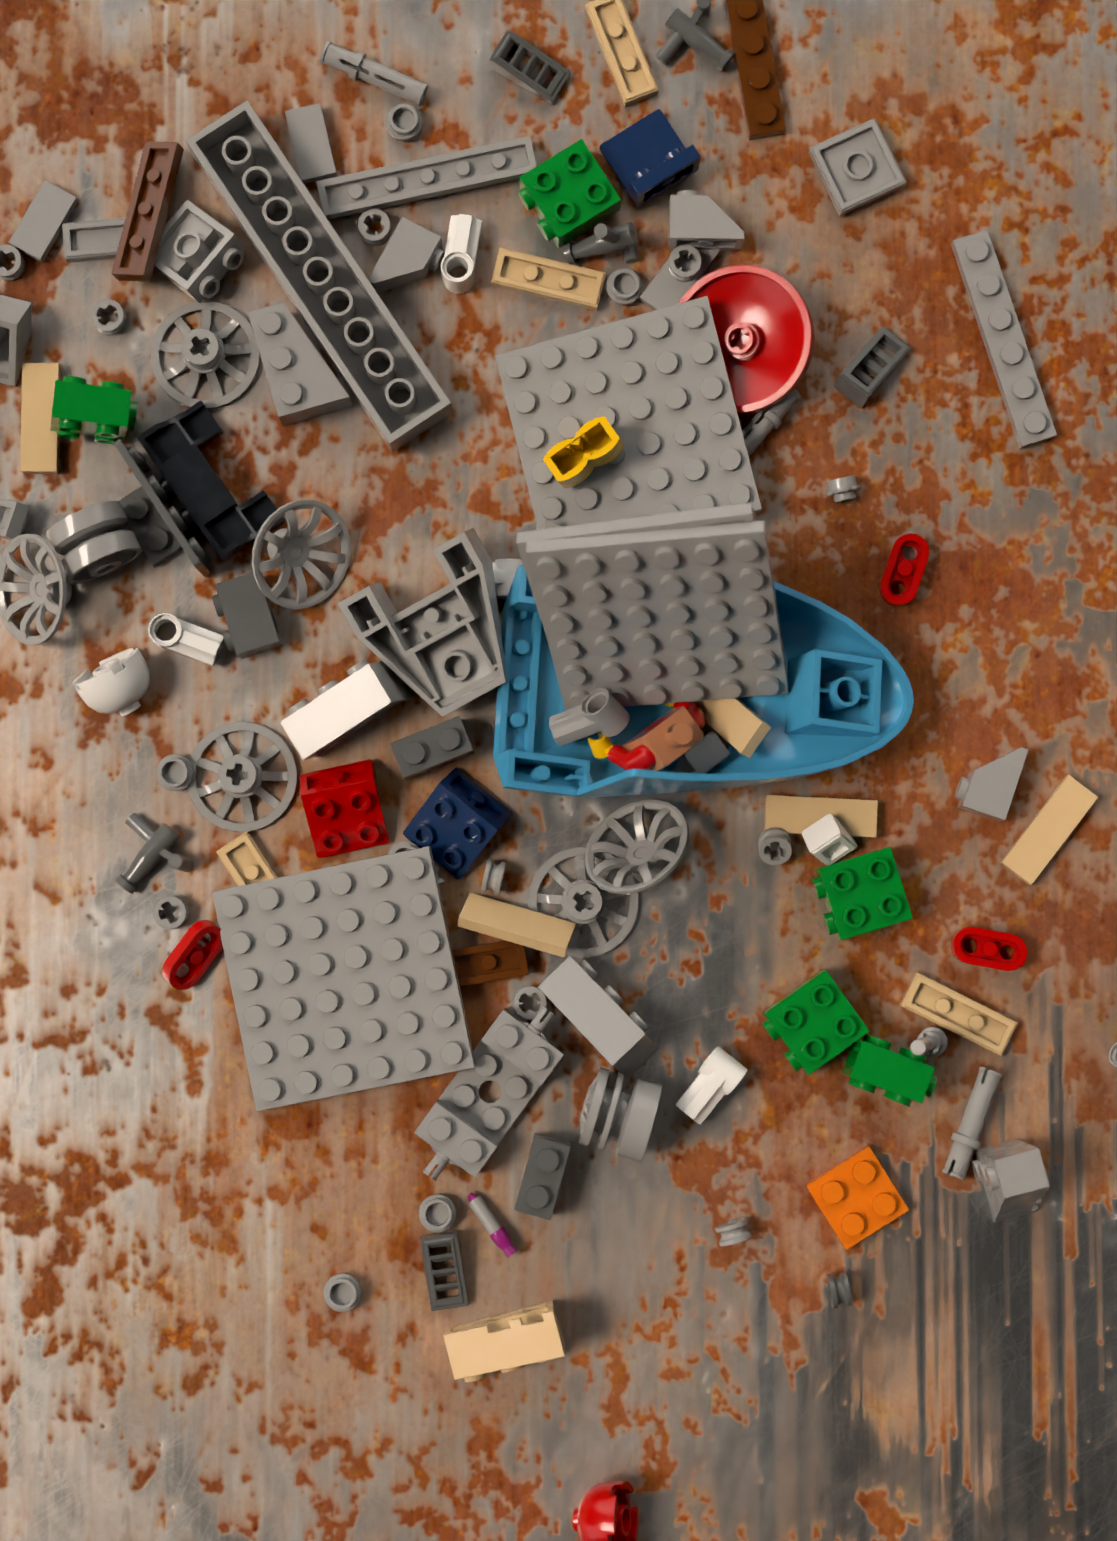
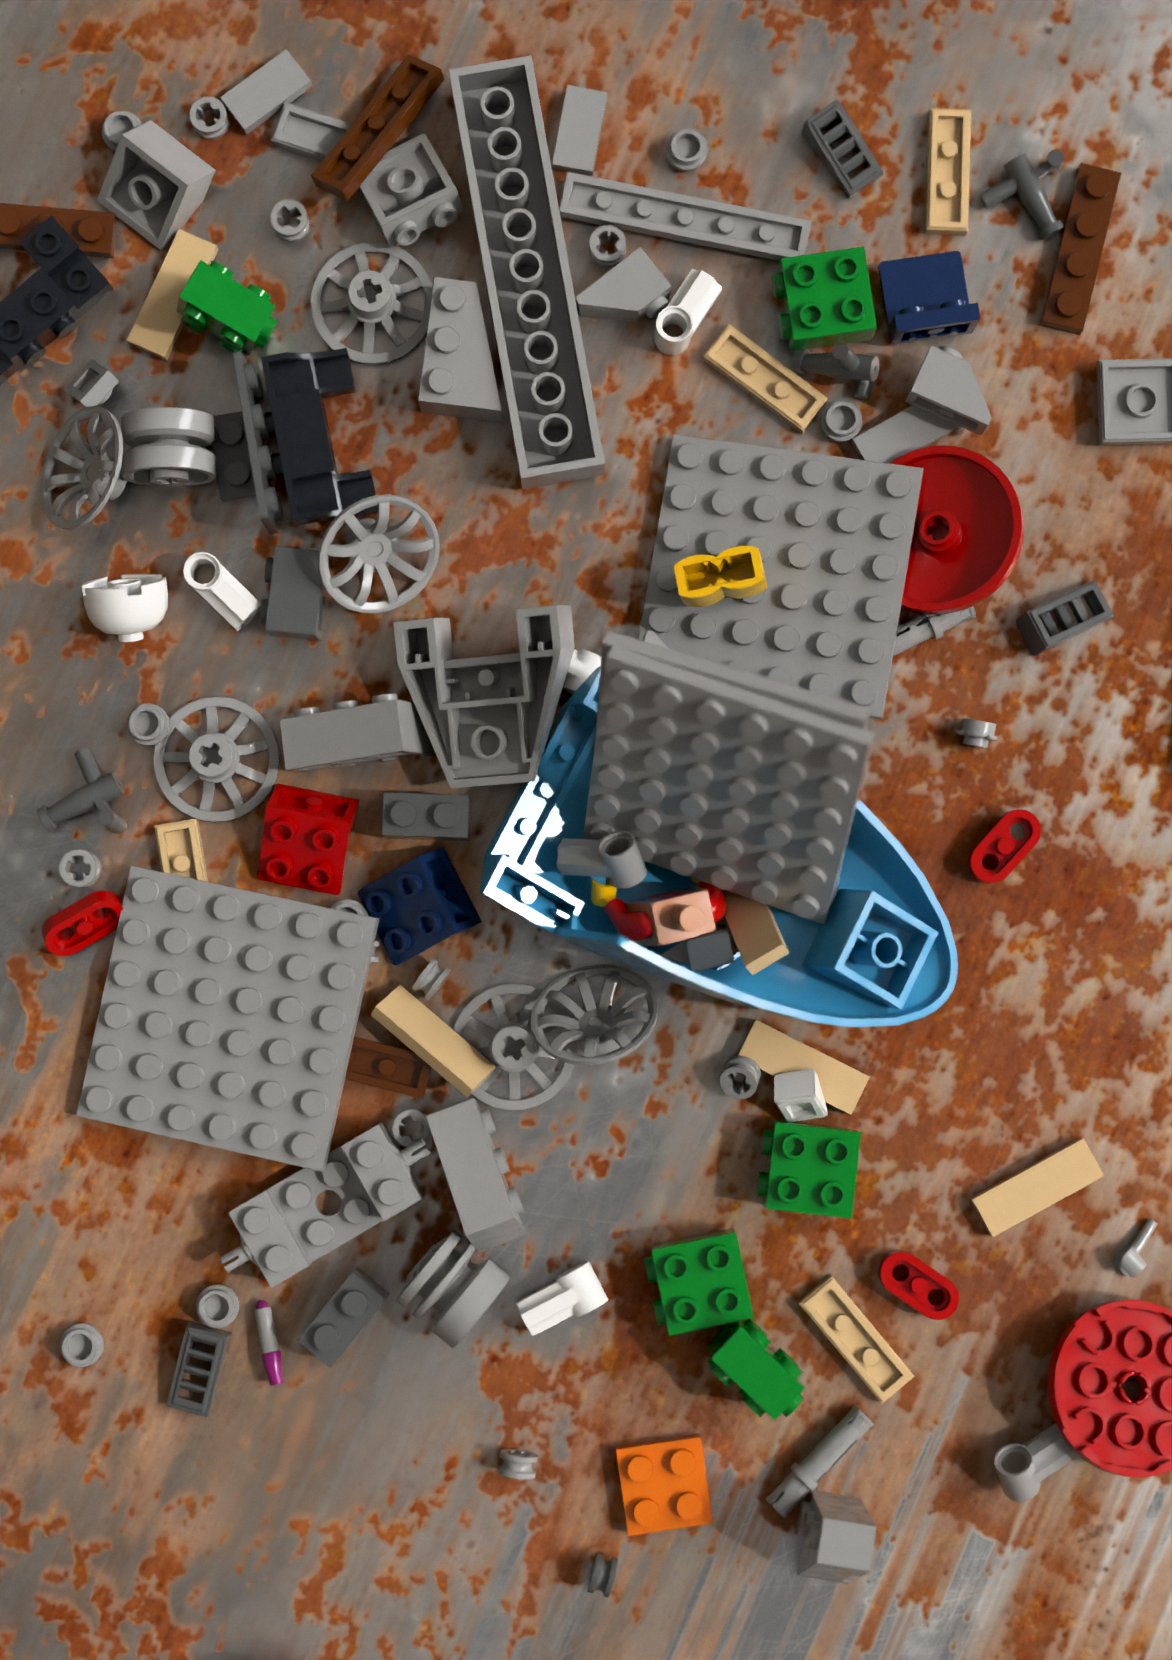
camera: 20 degrees right, 0 degrees up
(335, 55) = (644, 51): light grey pin -> none
(504, 1342) = (228, 1473): tan wedge -> none
(695, 267) = (905, 415): light grey bush -> none
(930, 1042) = (812, 1357): light grey pin -> none
(992, 786) = (997, 1114): light grey slope -> none

